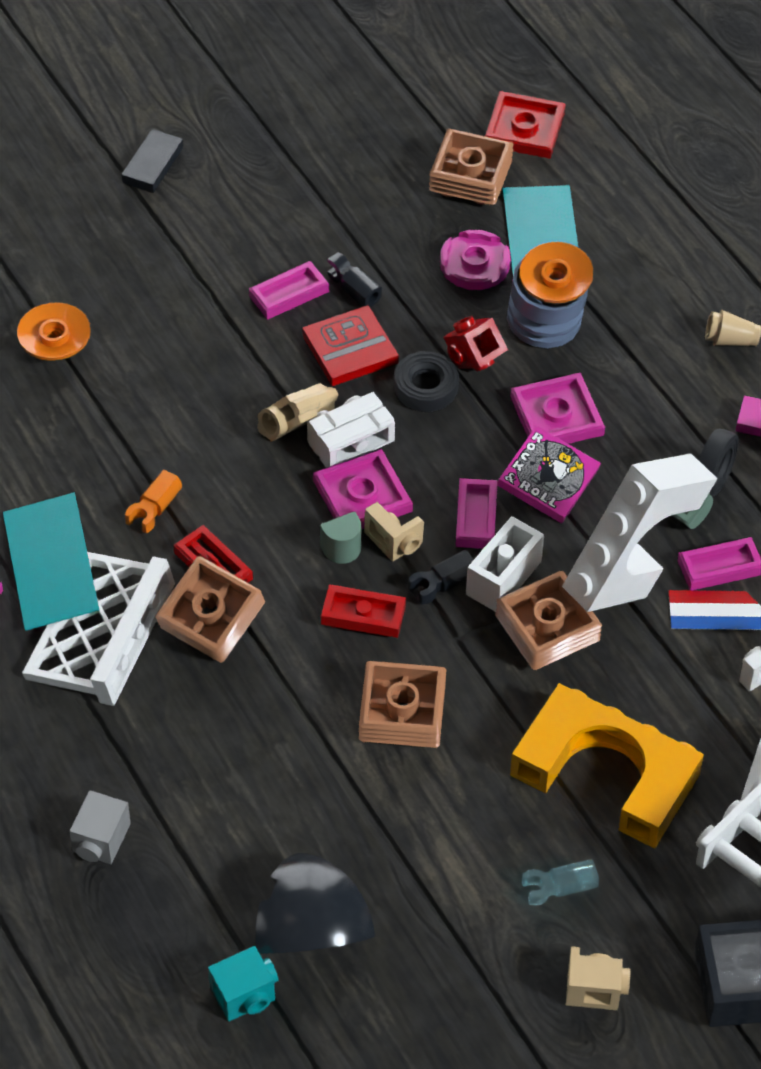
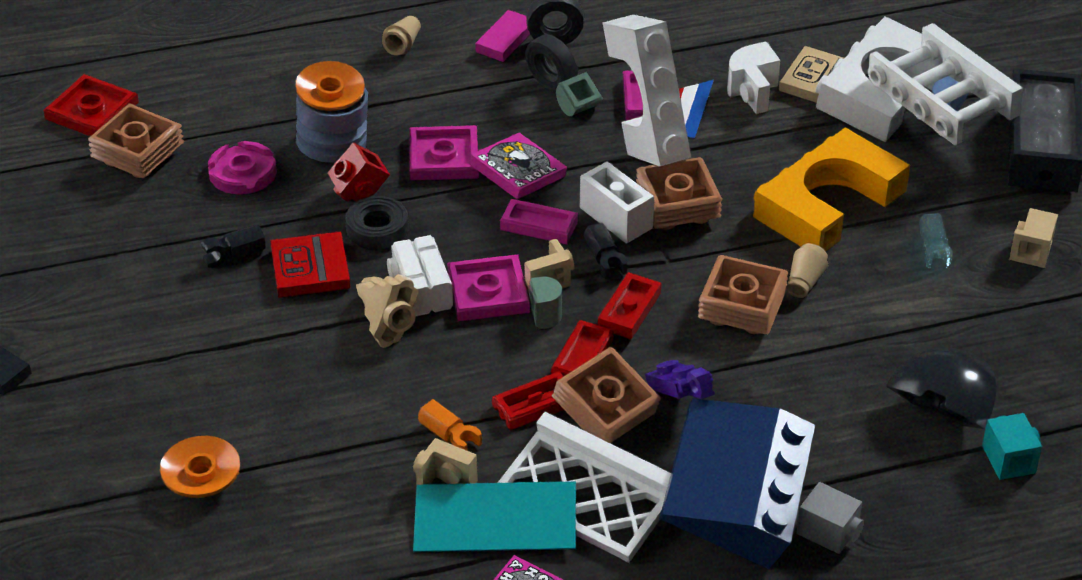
camera: 75 degrees left, 10 degrees down
(98, 505) = (445, 462): none -> tan bracket
(121, 733) = (739, 477): none -> dark blue slope
(246, 666) = (680, 380): none -> dark purple hinge
(288, 290) = (218, 294): dark pink tile -> none
(291, 587) = (583, 344): none -> red tile
(466, 759) = (807, 267): none -> tan cone
(538, 217) = (231, 123): teal piece -> none

